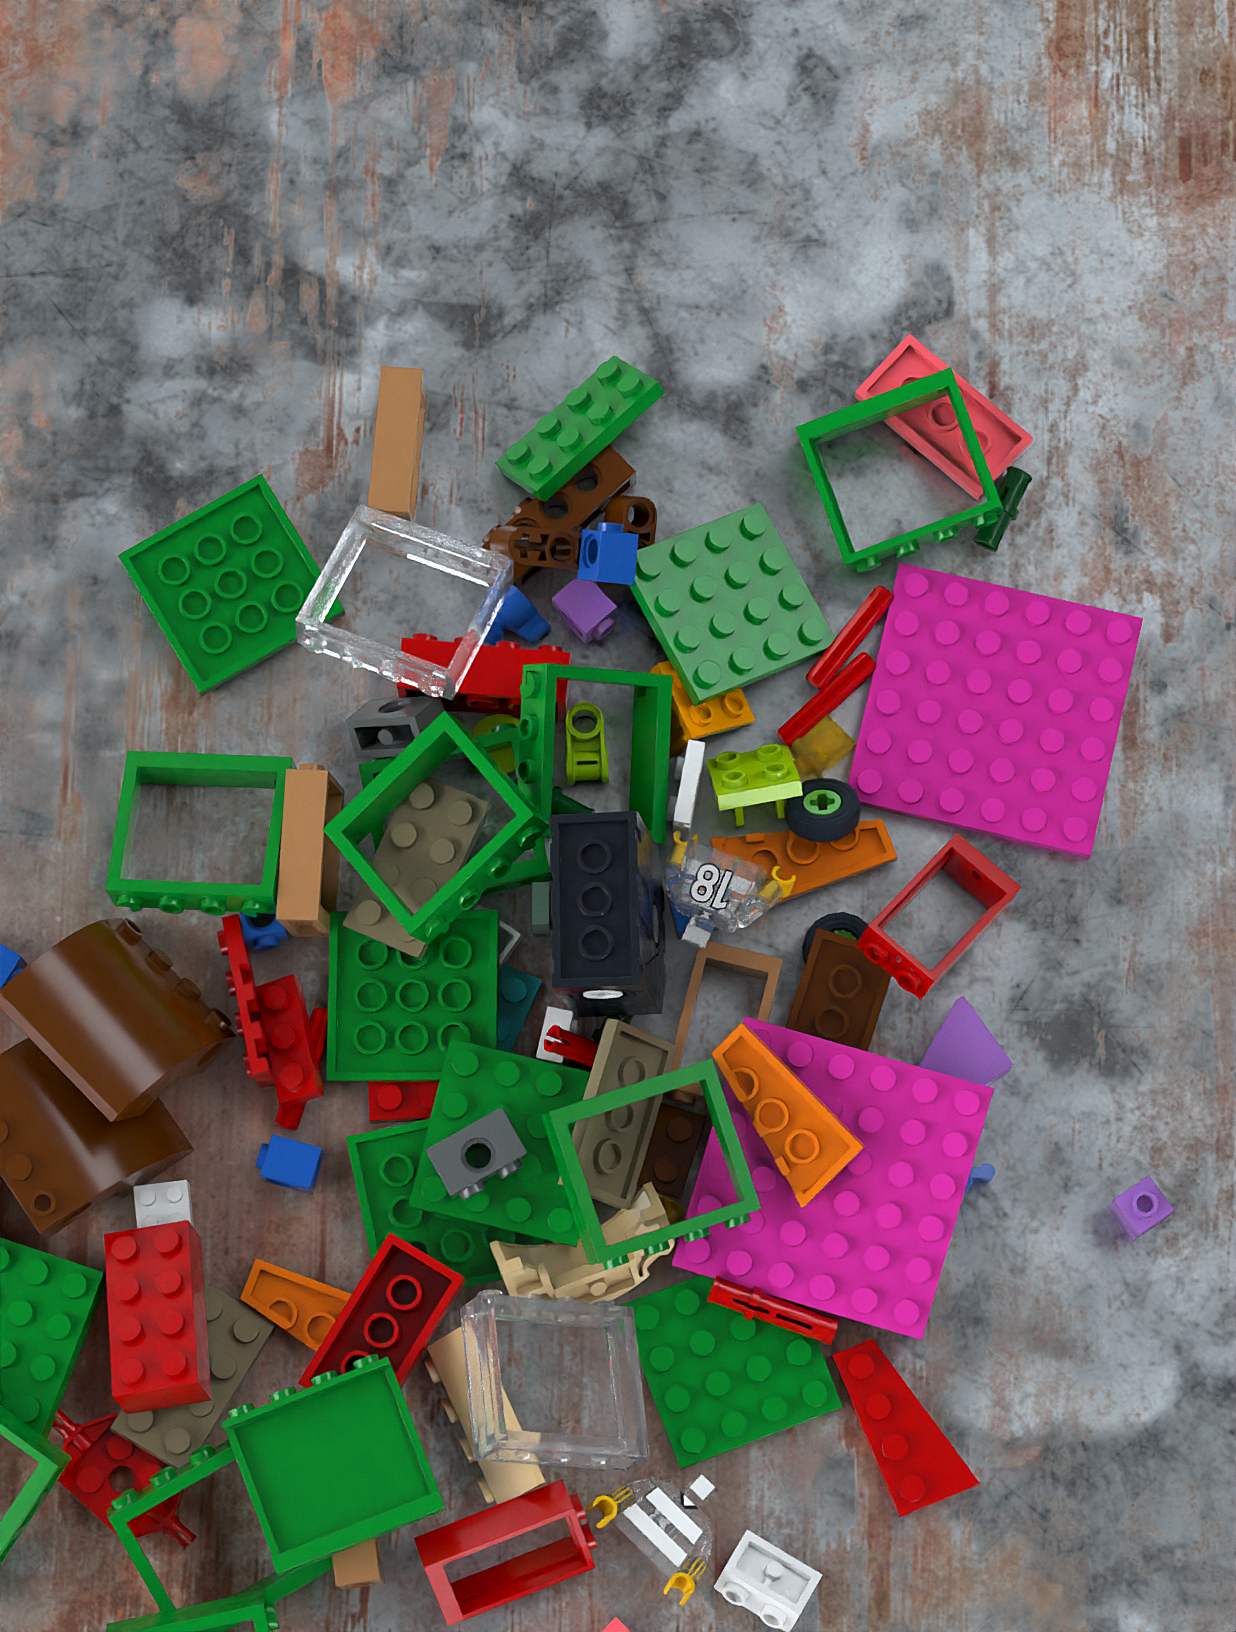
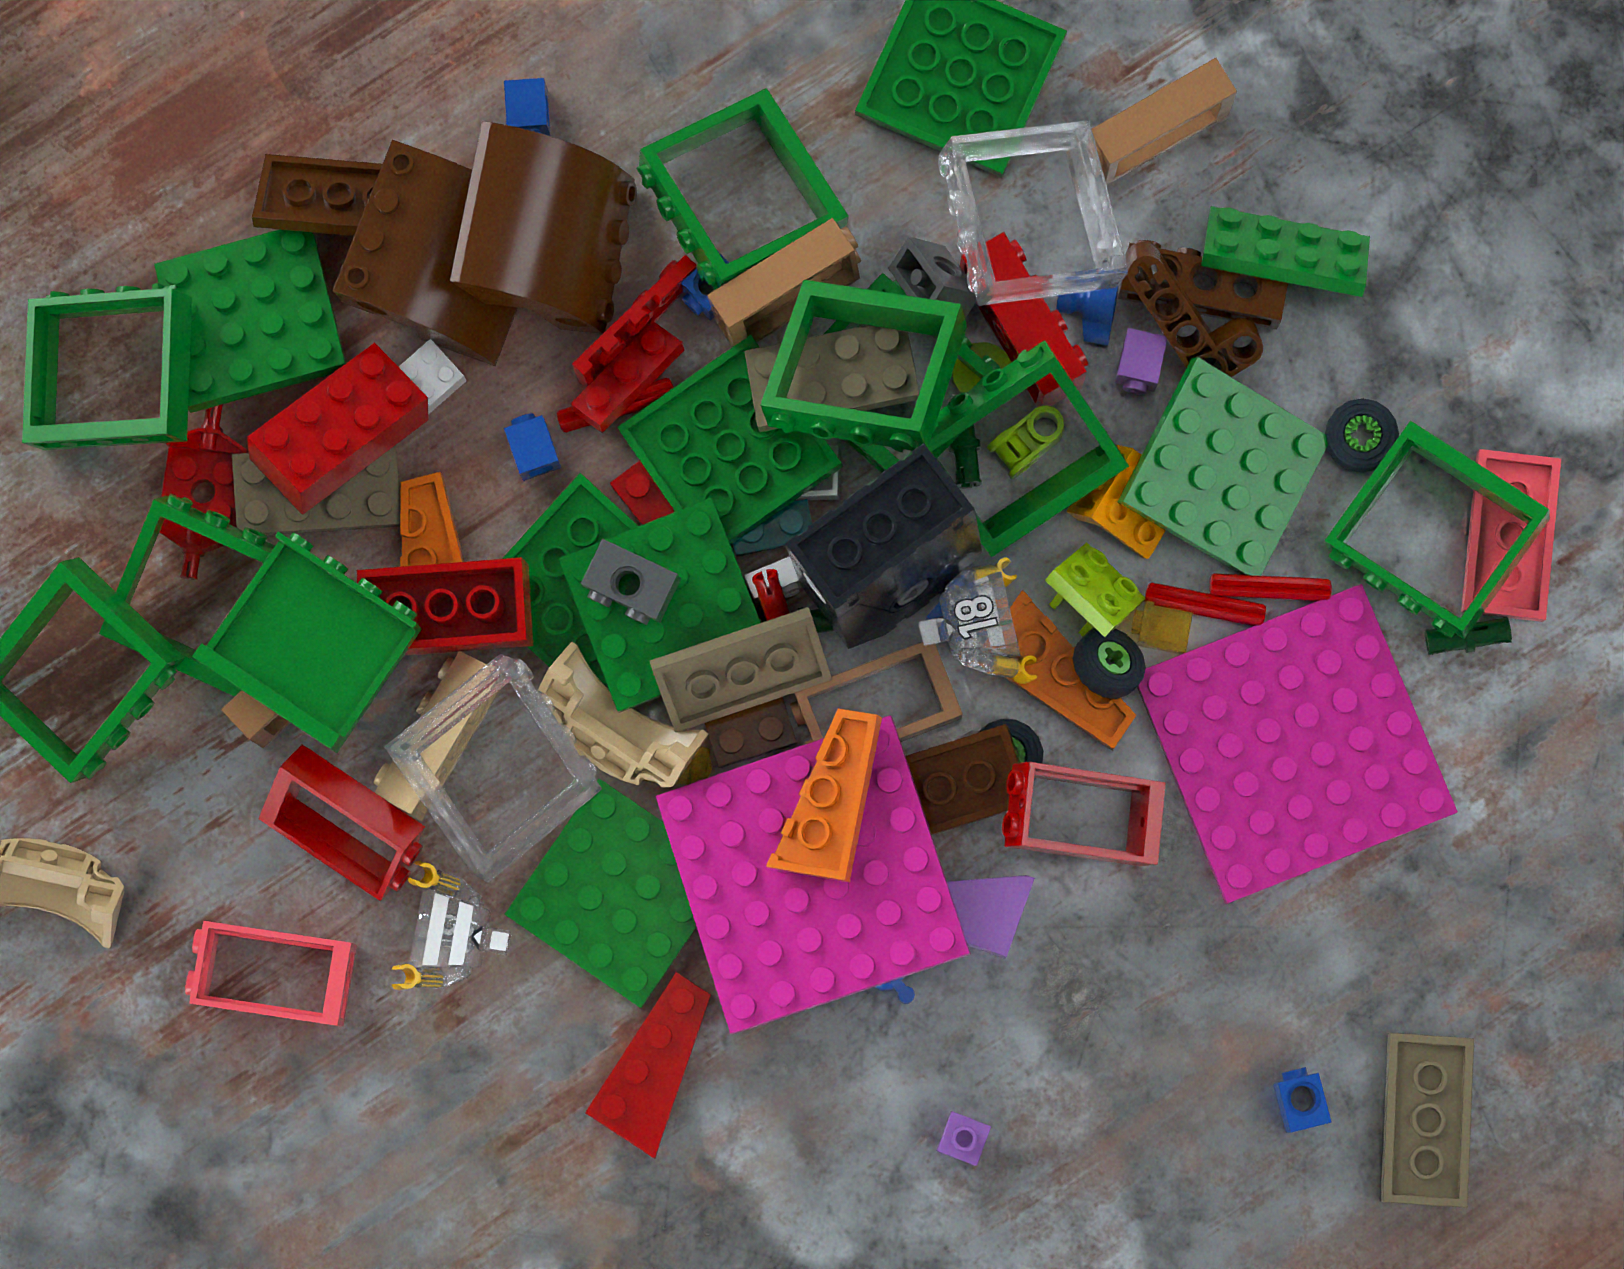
camera: 60 degrees right, 5 degrees up
(608, 554) = (1189, 345): blue brick -> none
(656, 1240) = (686, 790): green window -> none
(687, 771) = (1061, 538): white plate -> none
(767, 1582) = (462, 1042): white bracket -> none
(770, 457) = (1346, 419): none -> black bush
(772, 1310) = (674, 900): red pin -> none

